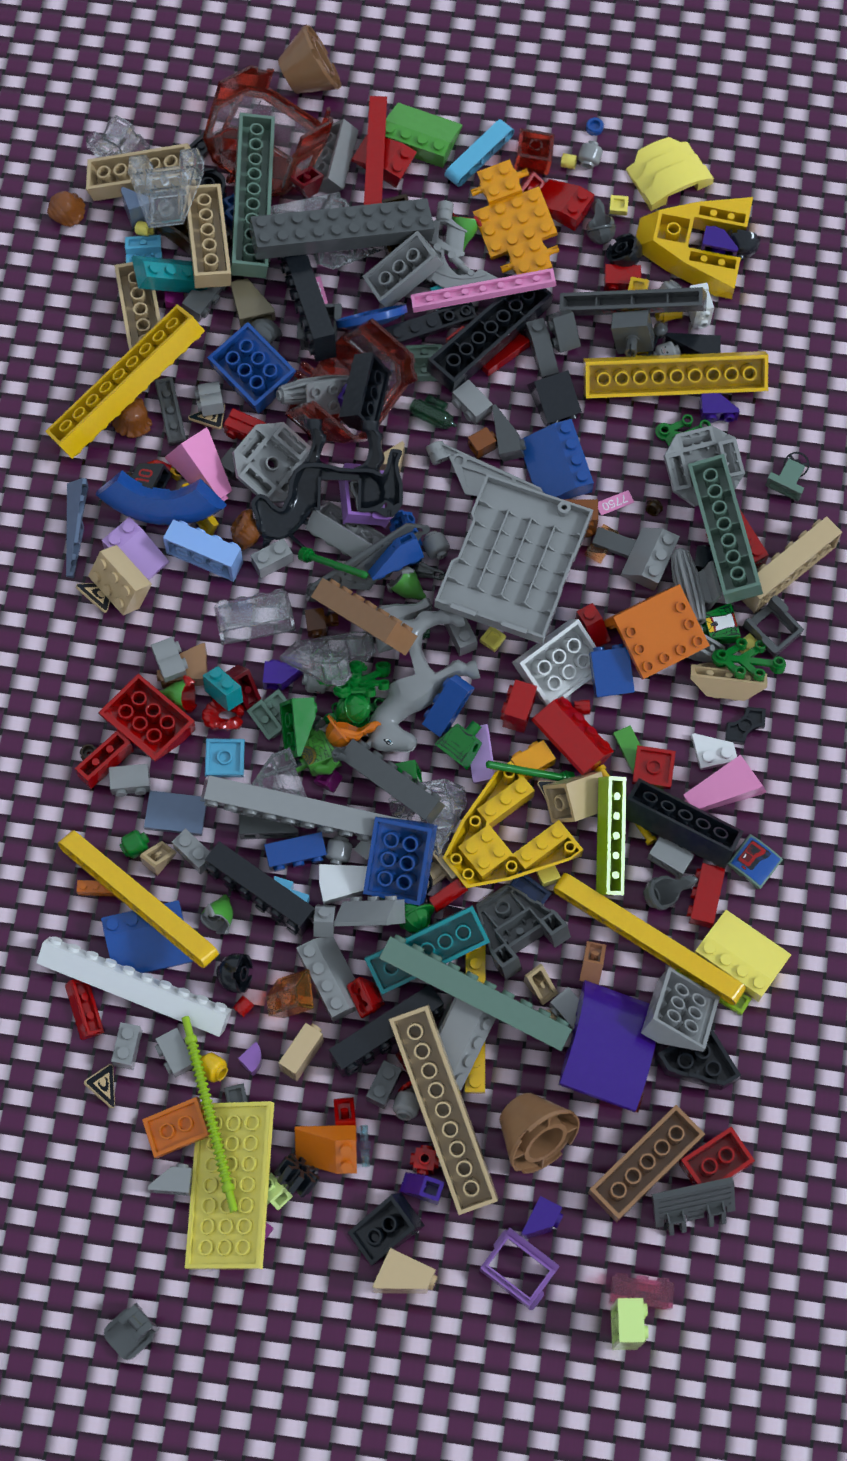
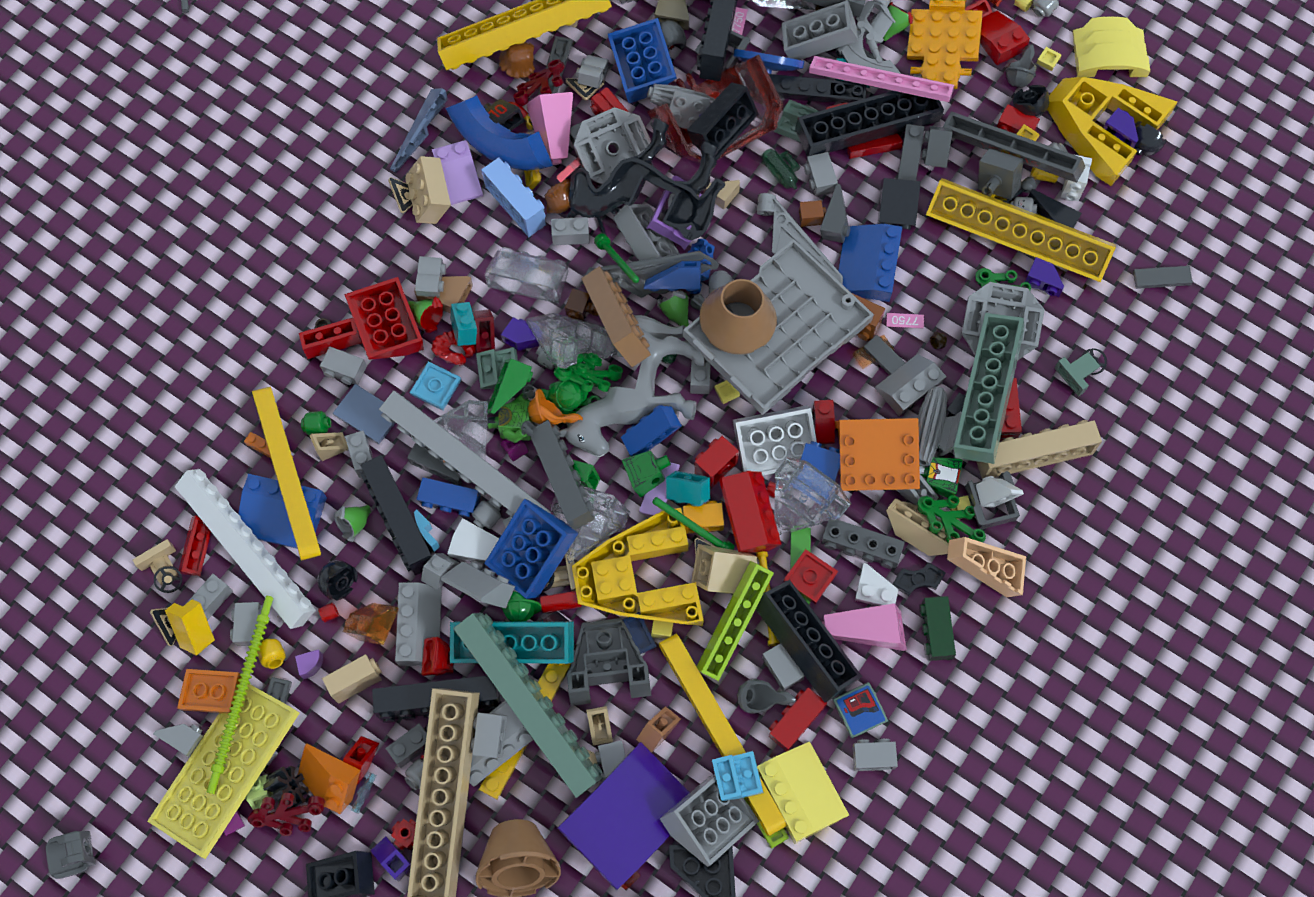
camera: 30 degrees right, 0 degrees up
(63, 1041) = (163, 569): none -> tan piece
(127, 1079) = (190, 626): none -> yellow piece
(173, 411) = (539, 79): none -> dark red plant
(245, 500) = (569, 170): none -> coral tile
(289, 1210) = (261, 817): none -> dark red plant
(456, 1035) = (489, 735): none -> light grey brick
(474, 581) = (734, 332): none -> medium nougat cone
(508, 740) = (687, 488): none -> teal brick
(616, 699) = (805, 496): none -> clear wedge
(682, 717) = (862, 543): none -> dark grey brick
(684, 966) = (737, 776): none -> medium azure slope
(774, 617) = (996, 491): none -> white slope
(784, 760) = (937, 628): none -> dark green brick
(787, 894) = (874, 756): none -> light grey brick
(801, 683) = (991, 565): none -> light nougat wedge
(816, 362) = (1162, 277): none -> dark grey tile

